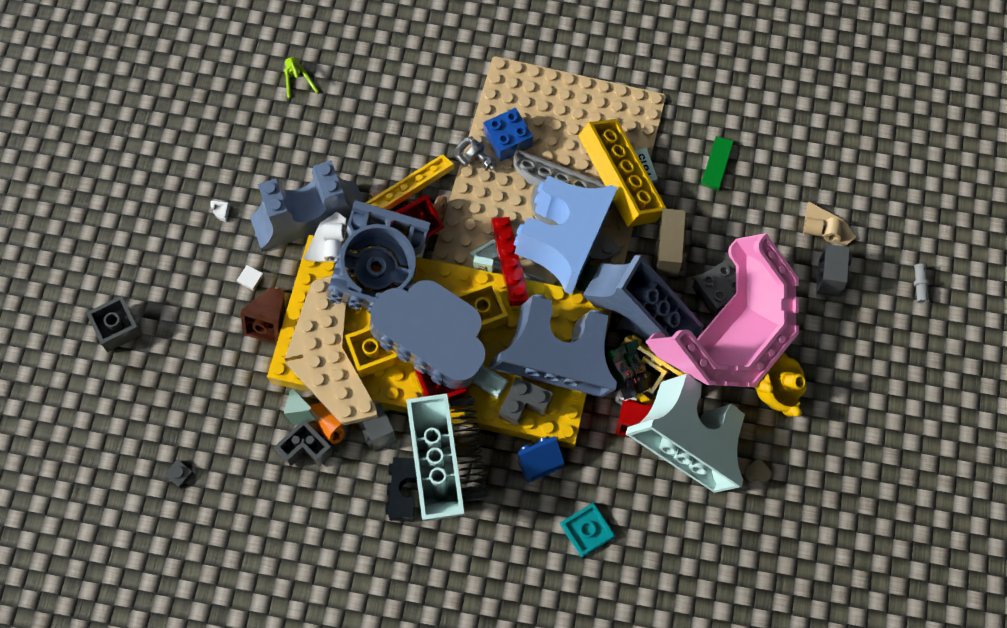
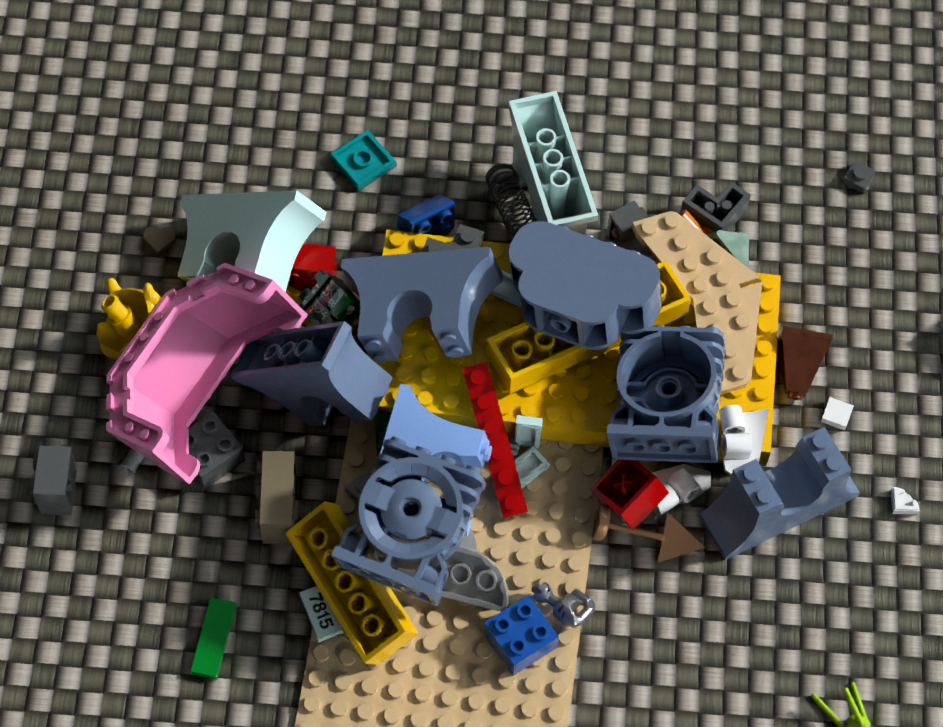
camera: 170 degrees right, 5 degrees down
(400, 507) = (591, 161): black arch -> none
(412, 183) = (654, 543): yellow plate -> none
(587, 174) = (461, 490): none -> sand blue brick
(824, 224) = (59, 558): tan panel -> none

